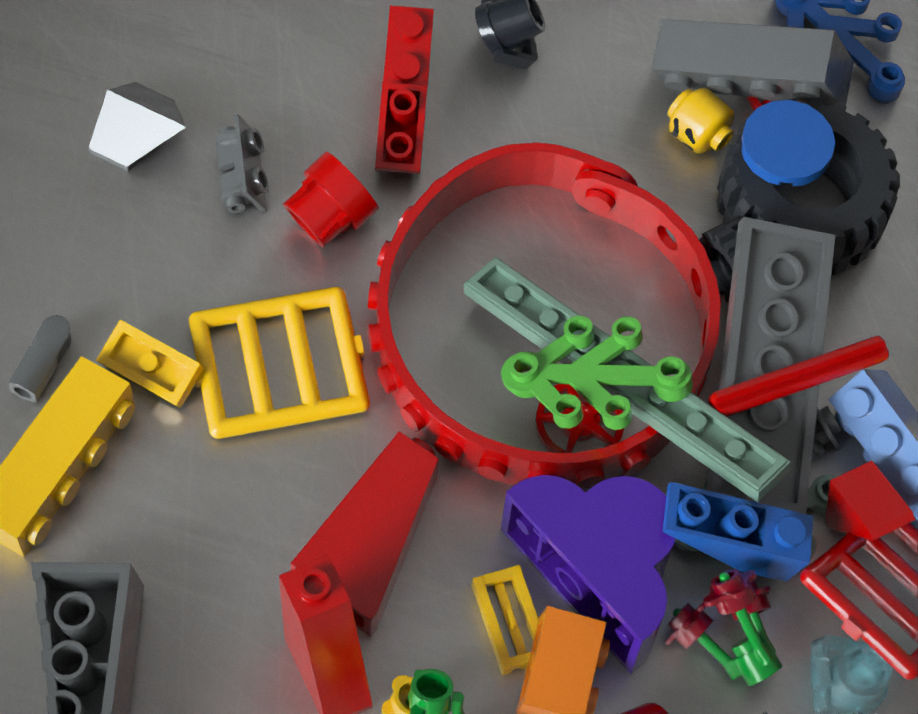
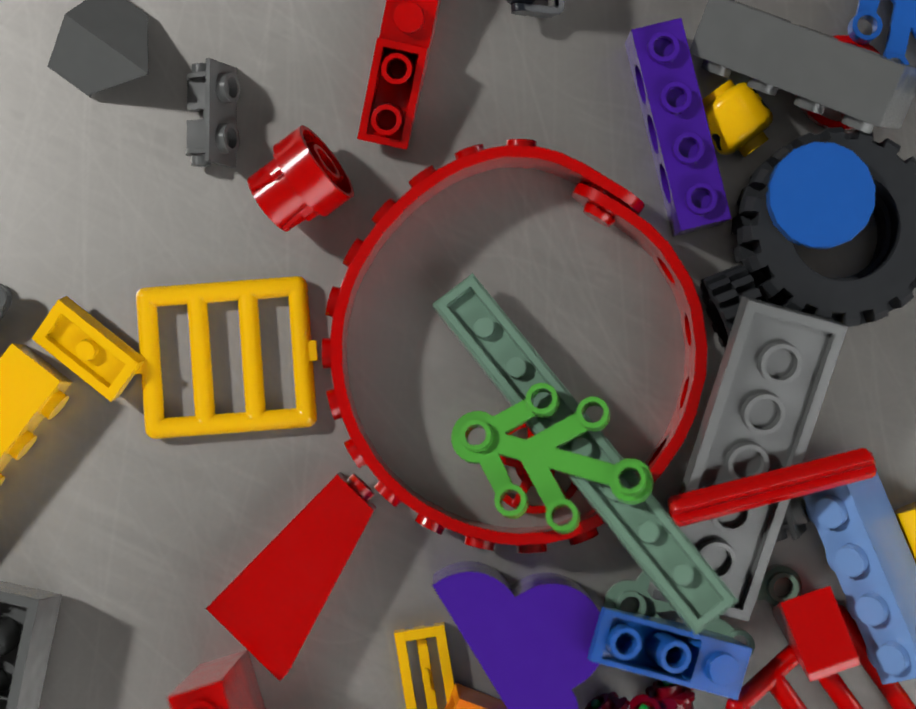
camera: 10 degrees right, 25 degrees up
(653, 129) = (677, 127): none -> dark purple brick

